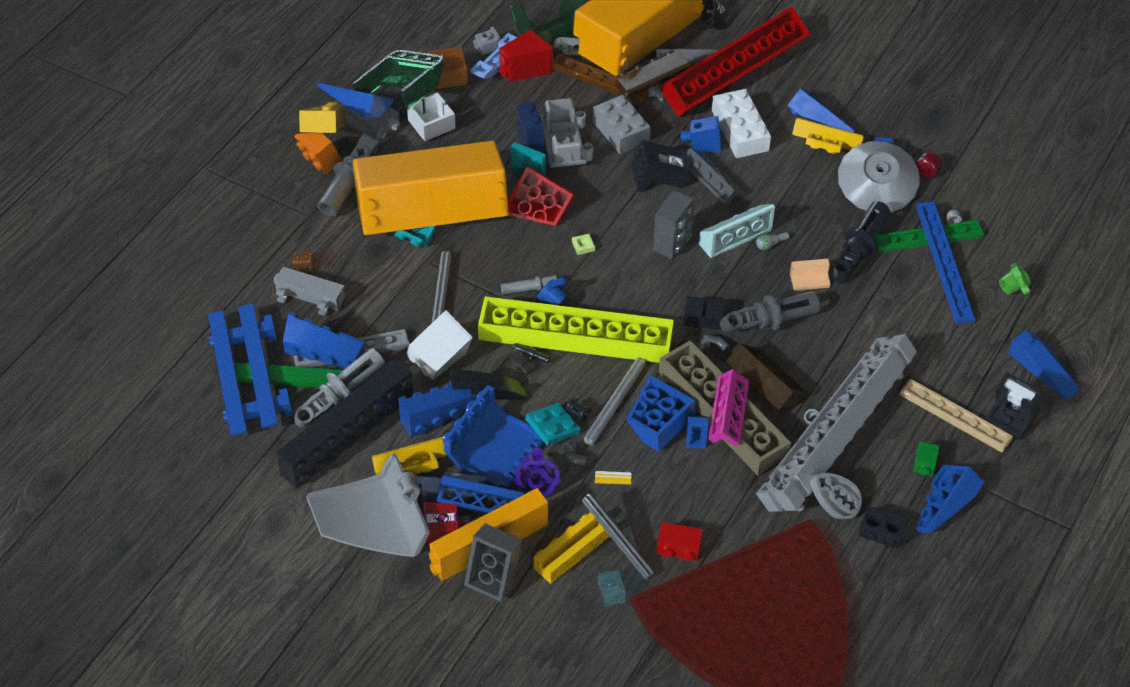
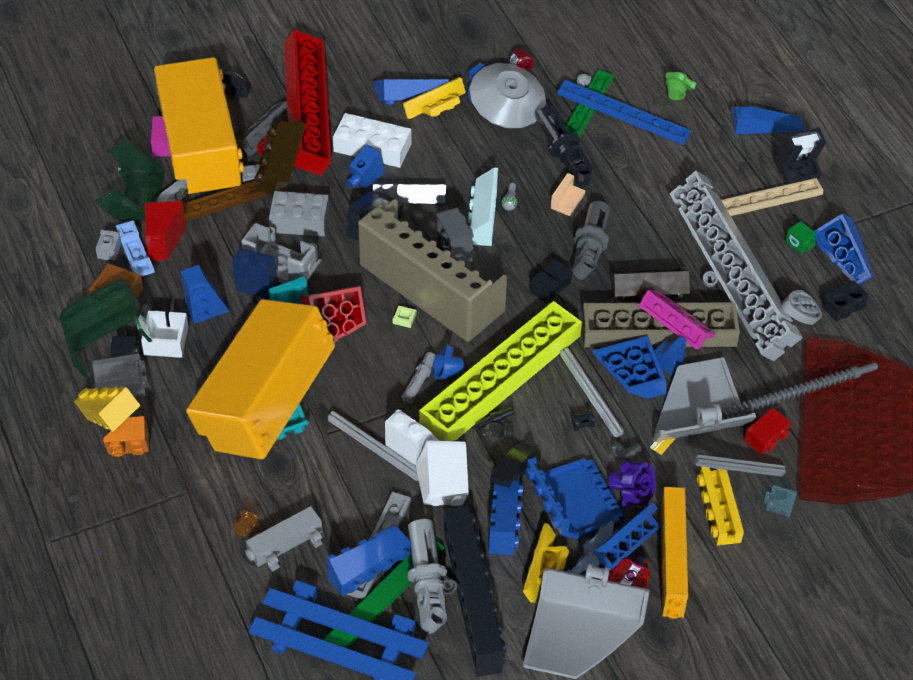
camera: 55 degrees left, 0 degrees up
(344, 180) = (177, 431): dark grey piece -> none
(359, 102) = (110, 369): blue wedge -> none
(461, 303) = (406, 436): none -> white slope
(479, 112) = (201, 295): none -> blue wedge
(493, 562) = (713, 561): dark grey brick -> none
(552, 424) = (584, 446): teal plate -> none
(626, 224) = (424, 279): none -> dark tan container
(671, 481) = (700, 393): none -> light grey panel
(716, 340) = (584, 291): dark grey arm -> none
(796, 569) = (854, 373): none -> dark grey hose

